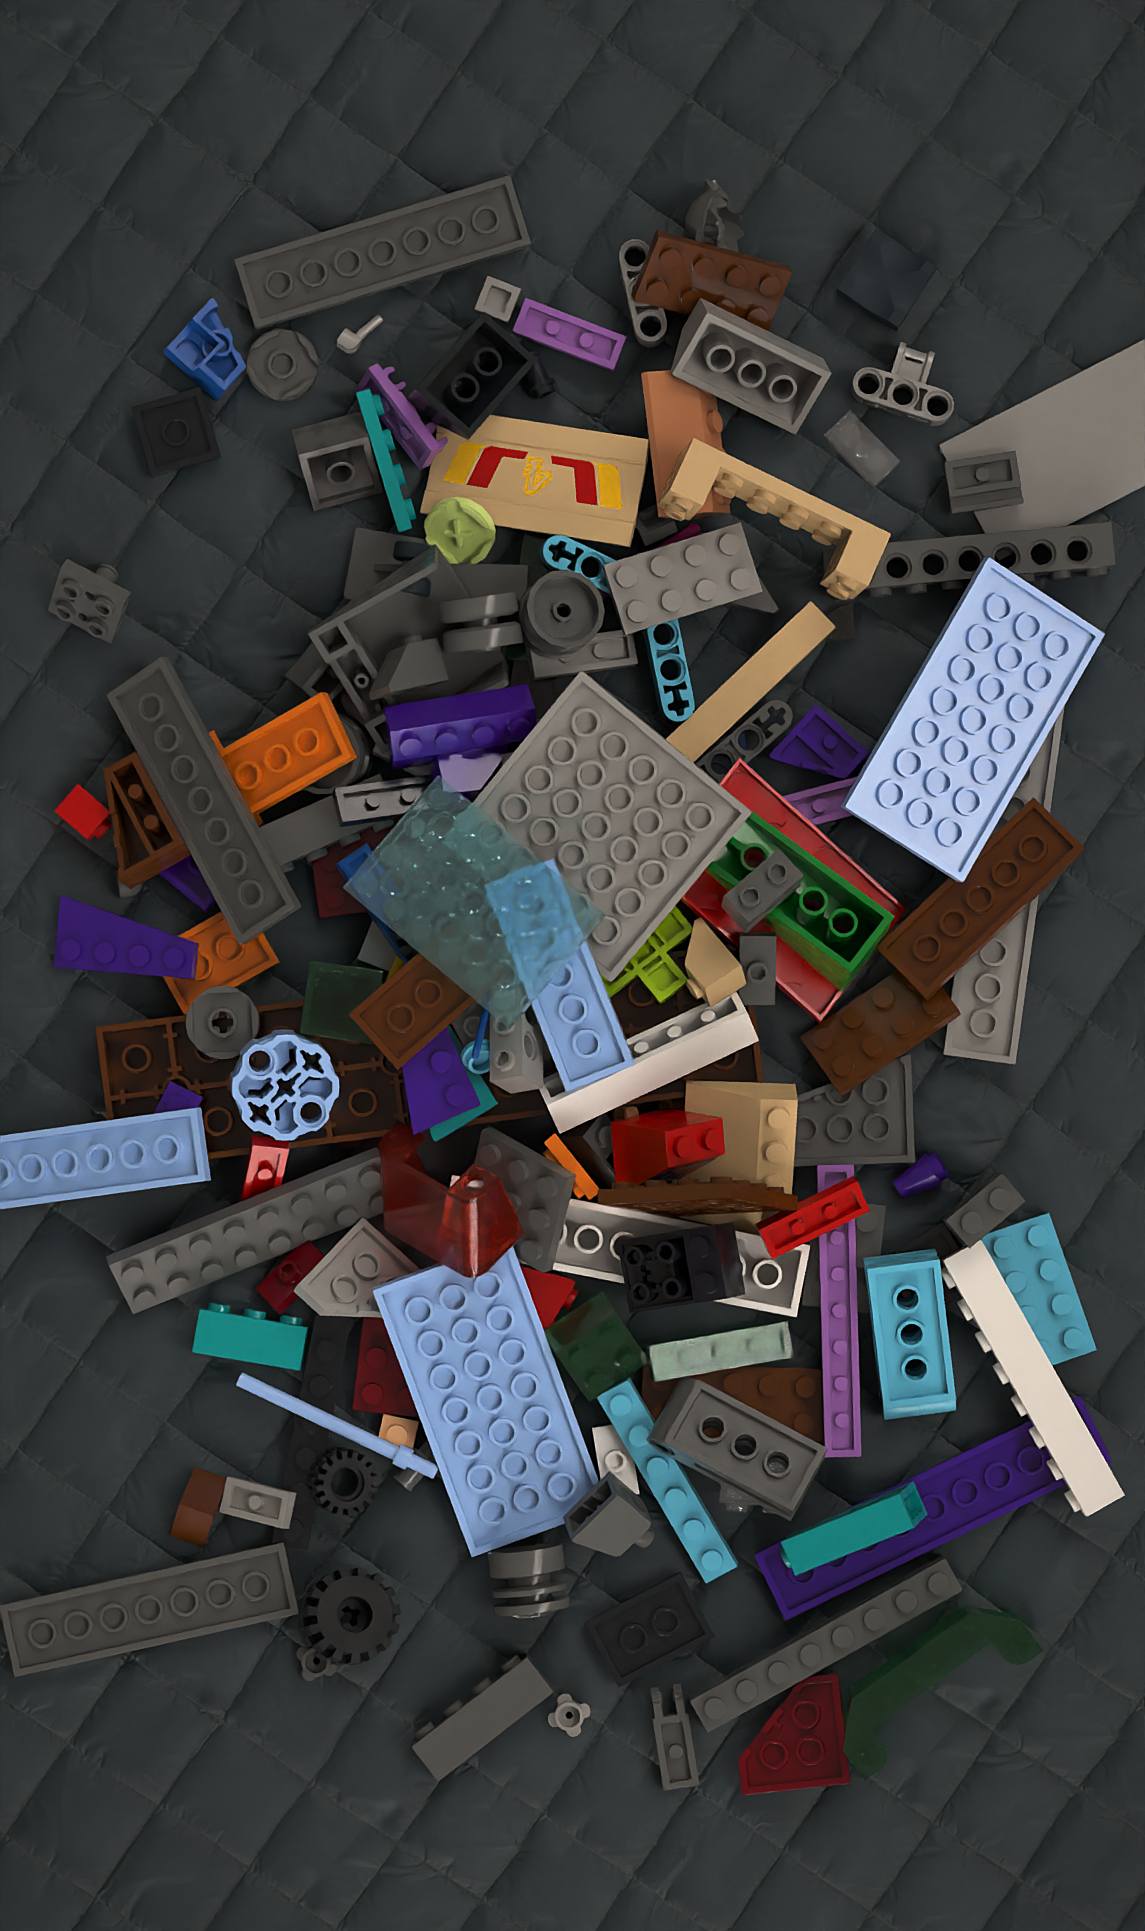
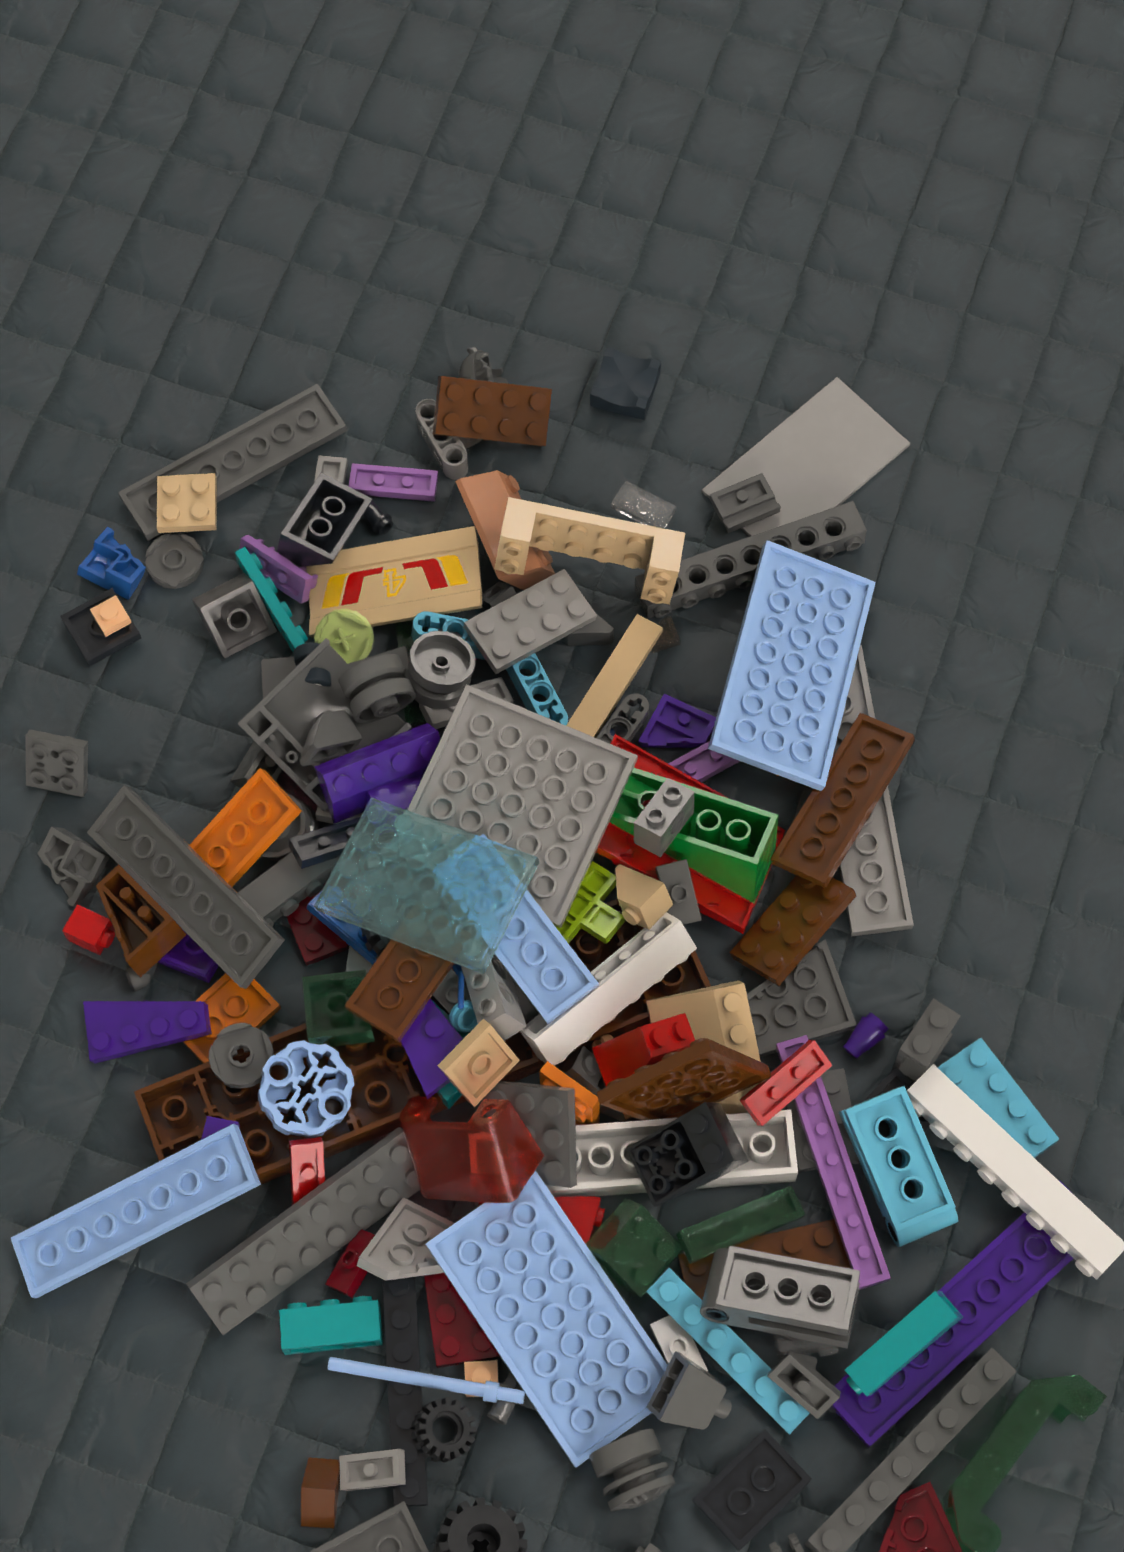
camera: 10 degrees left, 20 degrees down
(82, 722) = (72, 863): none -> dark grey slope
(191, 426) = (110, 616): none -> light nougat plate
(313, 299) = (186, 503): none -> tan plate
(350, 342) = (225, 530): light grey hand -> none
(479, 1116) = (478, 1062): none -> tan plate
(735, 1541) = (800, 1380): none -> dark grey slope
(749, 366) = (538, 460): light grey slope -> none
(908, 372) = (663, 444): light grey beam -> none

